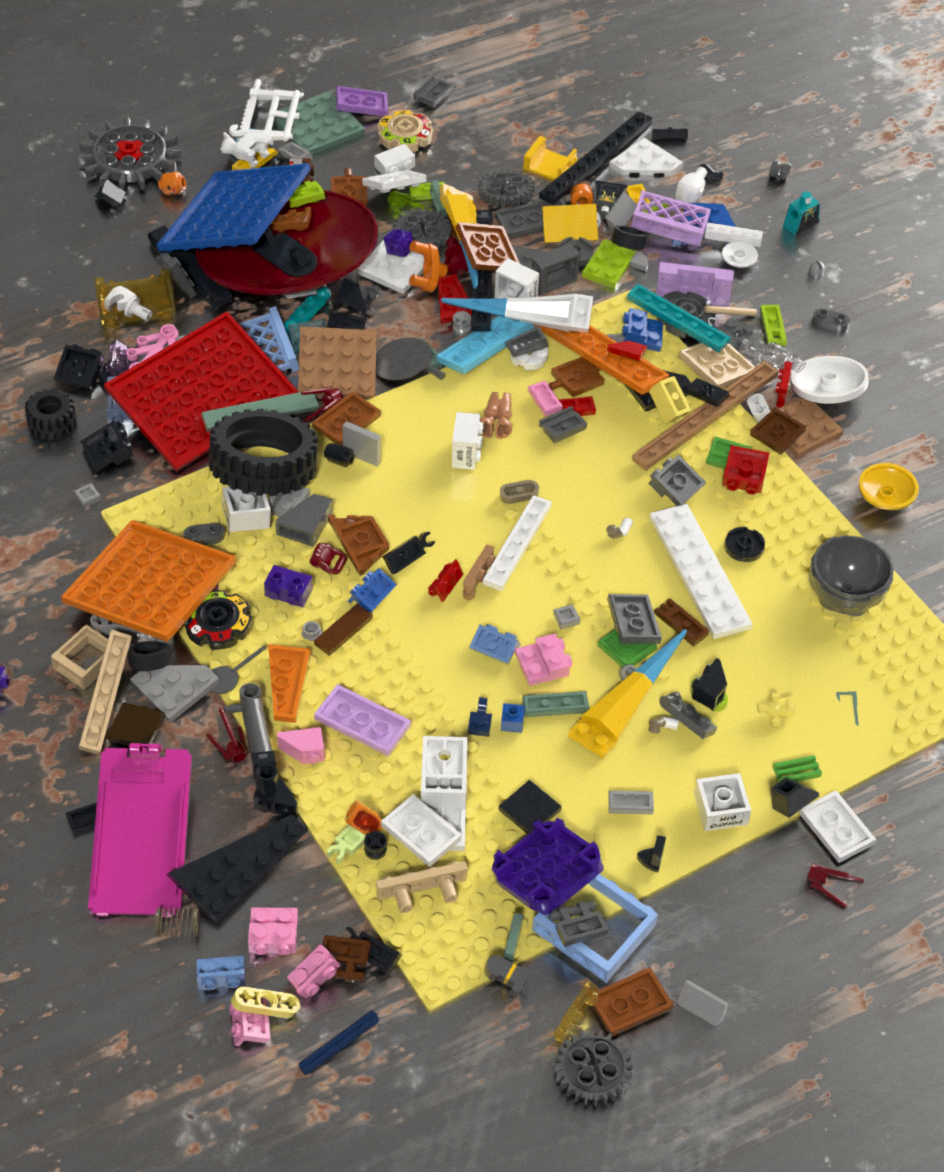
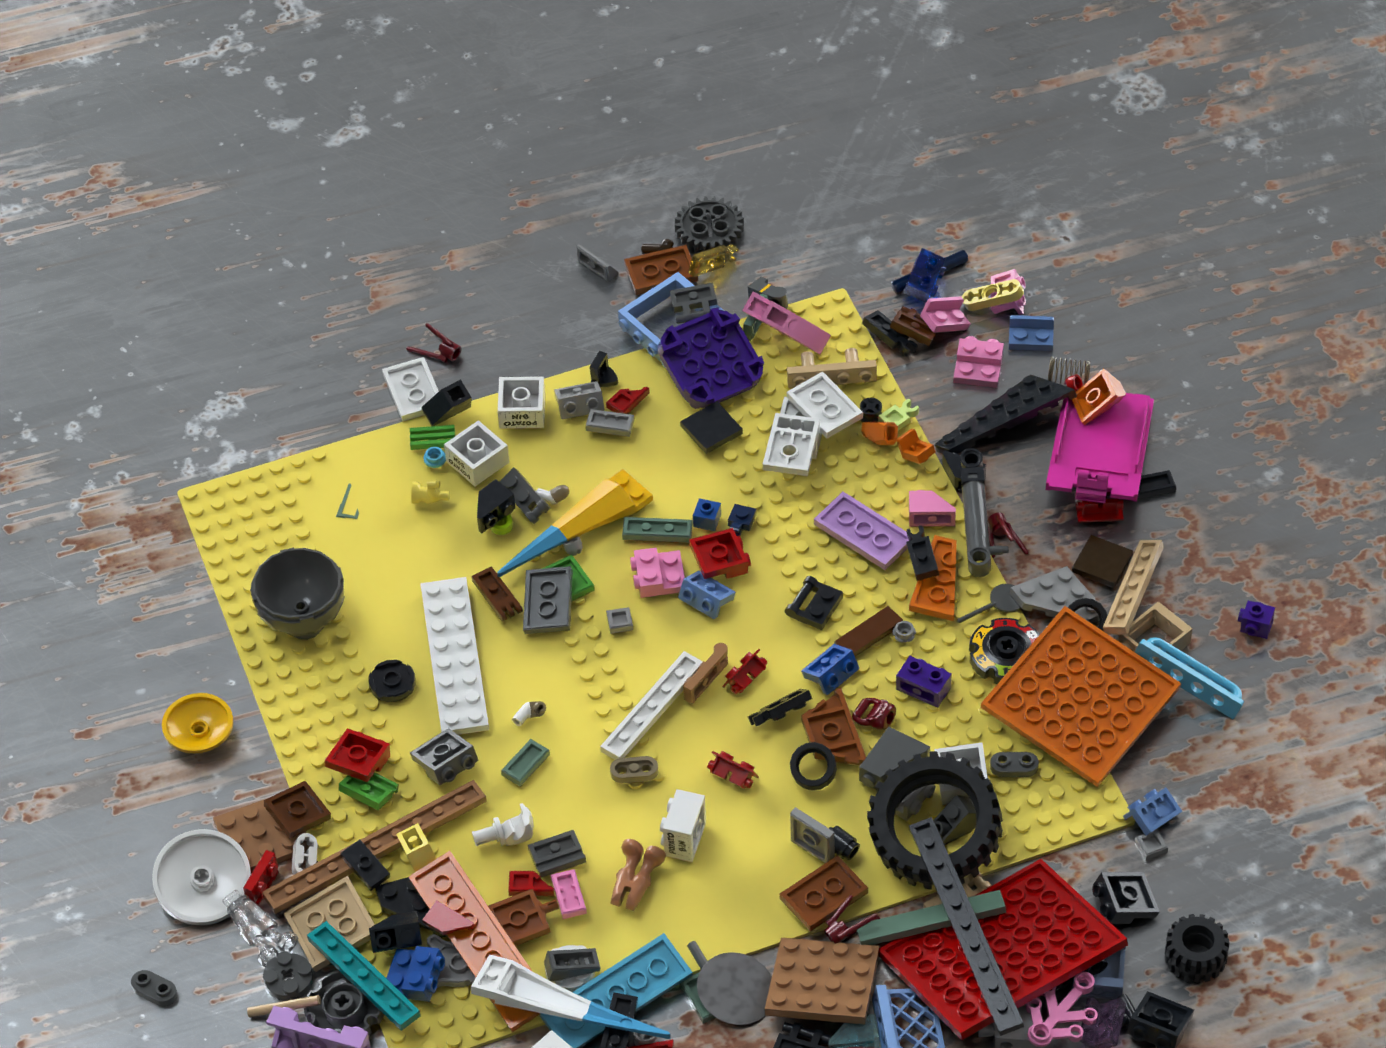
camera: 165 degrees left, 0 degrees up
(52, 609) = (1193, 672): none -> medium azure piece
(87, 511) = (1154, 811): none -> medium blue bracket
(142, 875) = (1098, 396): none -> orange slope
(171, 898) = (1074, 382): none -> red hinge
(231, 368) = (966, 927): none -> black plate
(303, 687) = (921, 555): none -> black plate
(323, 807) = (913, 448): none -> orange bracket
(342, 1016) = (924, 275): none -> clear blue brick
(371, 501) = (803, 750): none -> black tyre
(390, 648) = (820, 607): none -> black plate
(437, 502) = (741, 772): none -> red hinge
(472, 915) = (786, 322): none -> bright pink slope
(490, 673) = (720, 554): none -> red plate
(606, 433) = (511, 832): none -> white piece
(610, 492) = (525, 762): none -> sand green tile
(622, 834) = (626, 400): none -> red tile
(639, 1029) = (649, 248): none -> dark brown arm
(663, 352) = (396, 932): none -> black slope
(672, 824) = (579, 399): none -> light grey bracket
(746, 743) = (476, 453): none -> white brick
(773, 324) = (235, 983): lime plate -> none
(786, 742) = (434, 457): none -> medium azure plate

